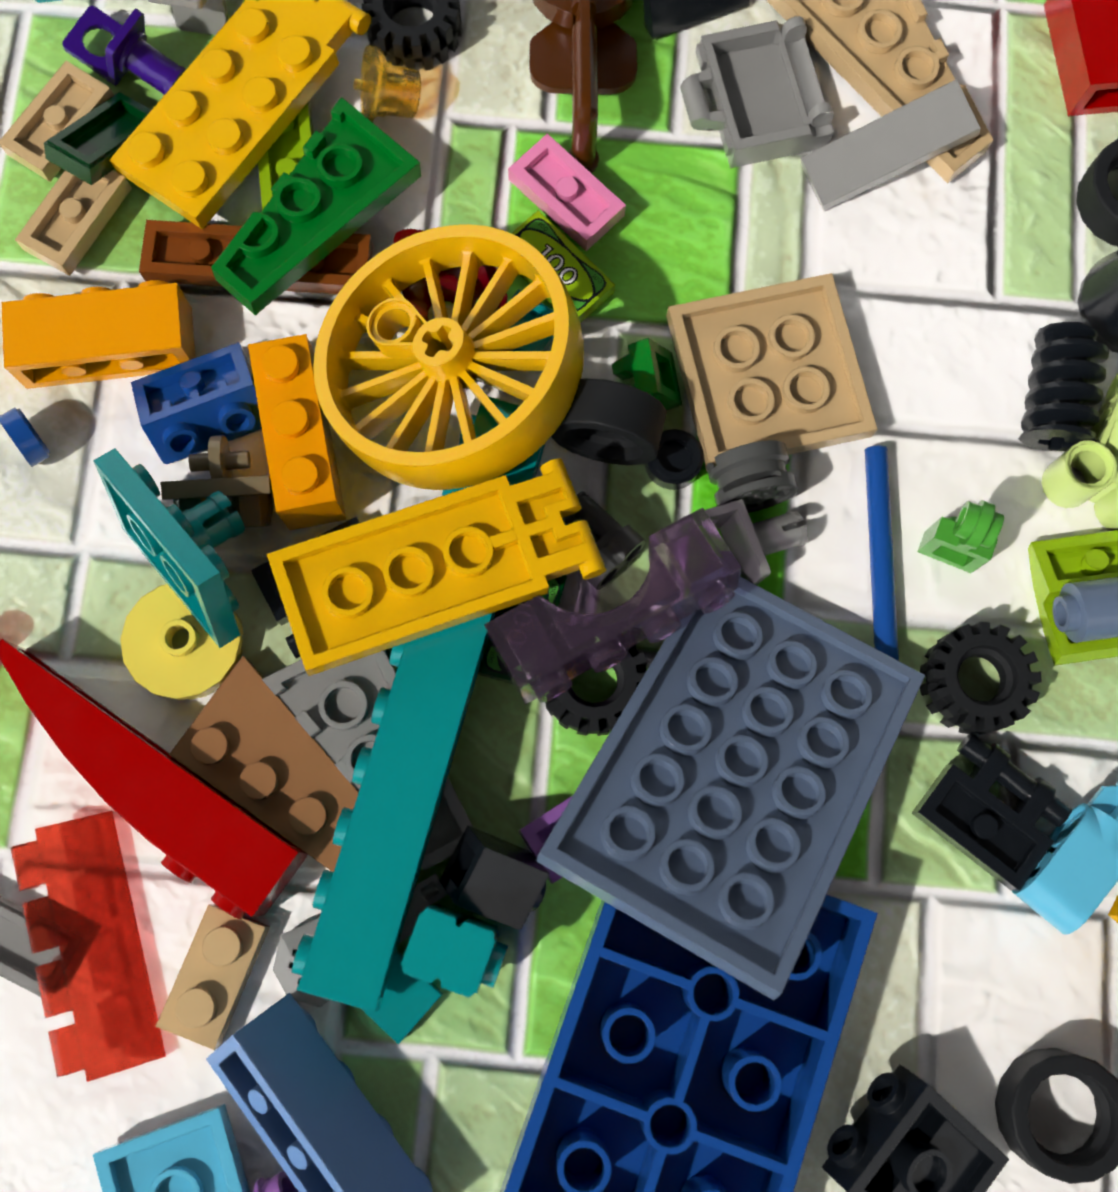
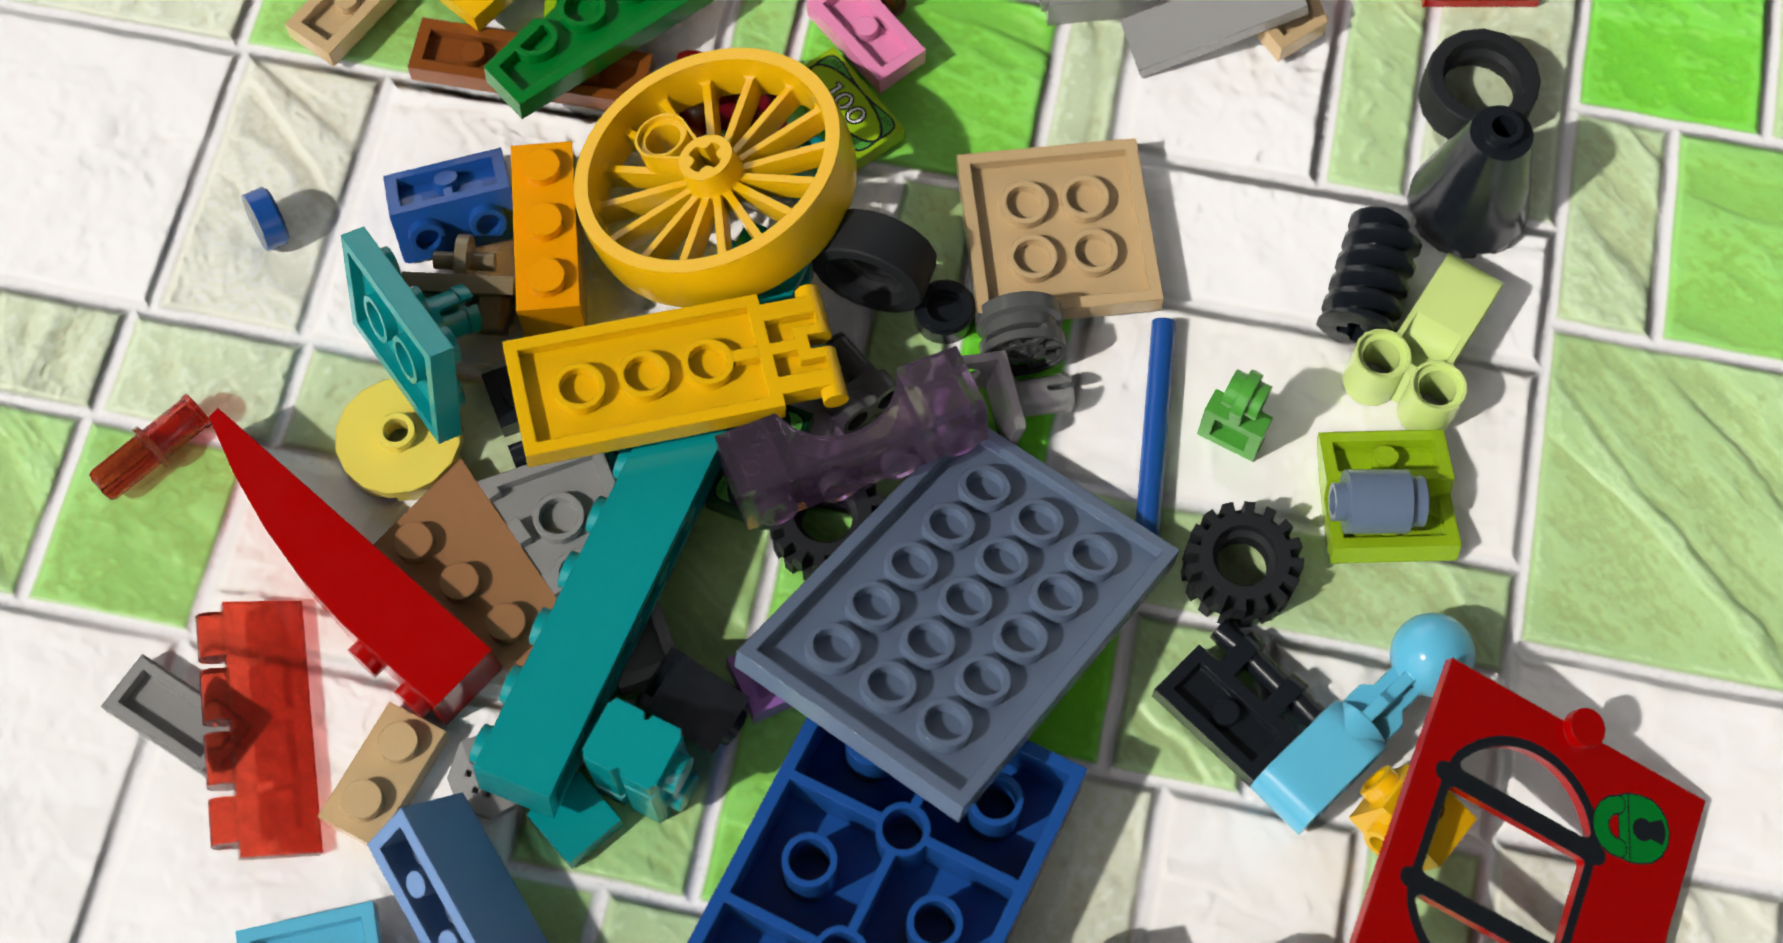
camera: 10 degrees right, 10 degrees down
(97, 334) = (355, 125): light orange brick -> none
(652, 371) = (933, 217): green tile -> none

